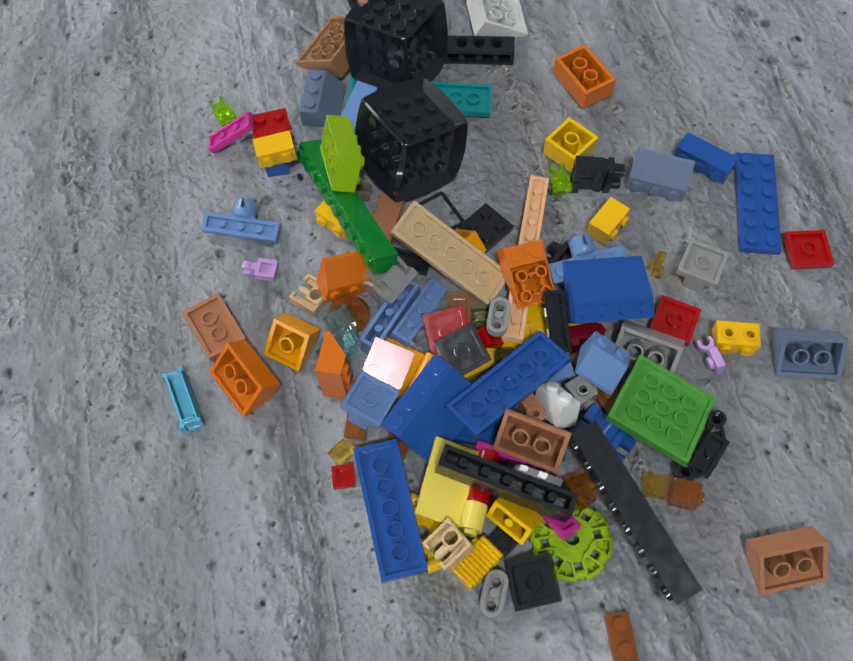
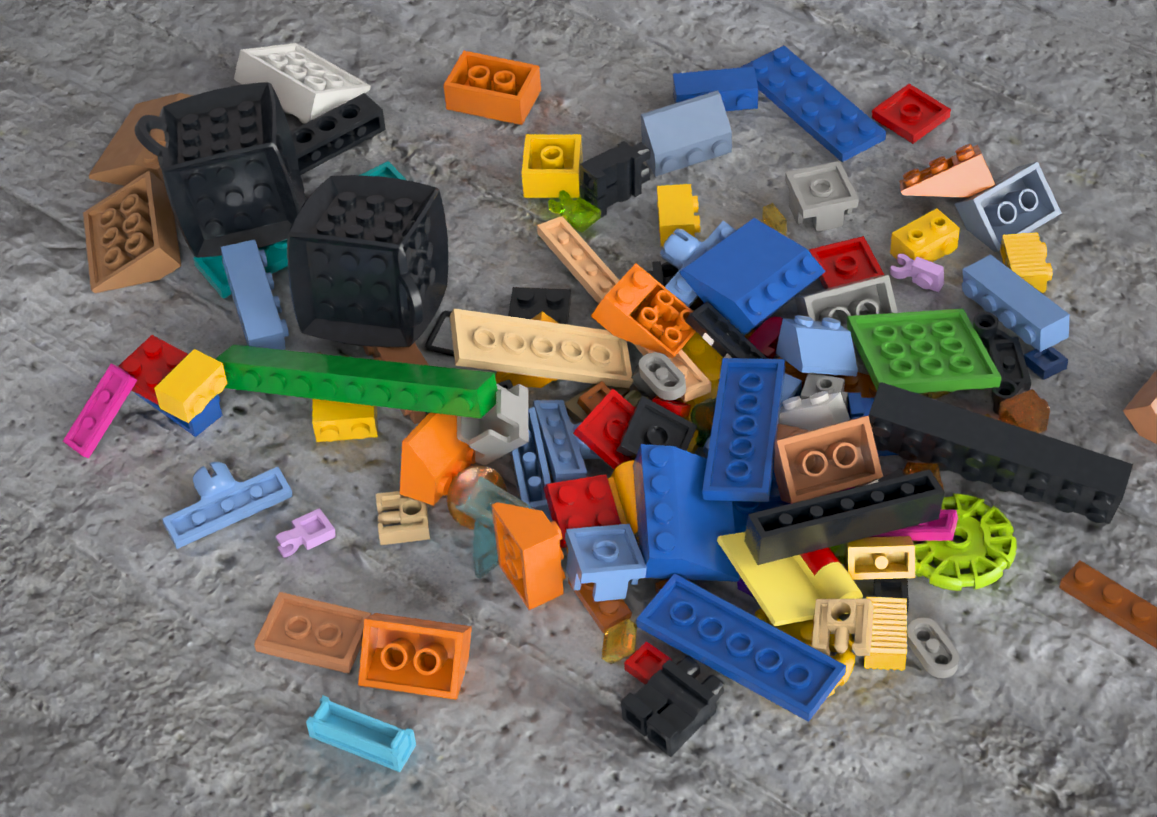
camera: 40 degrees left, 15 degrees down
(222, 112) = (52, 405): clear neon green plate -> none
(291, 341) = (433, 578): light orange slope -> none
(321, 96) = (179, 307): sand blue slope -> none
(332, 510) = (672, 704): none -> black hips
(341, 154) = (298, 325): lime brick -> none
(533, 582) = (962, 602): black plate -> none
(733, 469) = (1046, 362): none -> dark blue plate
(748, 420) = (1015, 303): none -> medium blue brick
(782, 396) = (1026, 257): none -> yellow brick
(788, 310) = (950, 177): none -> slope

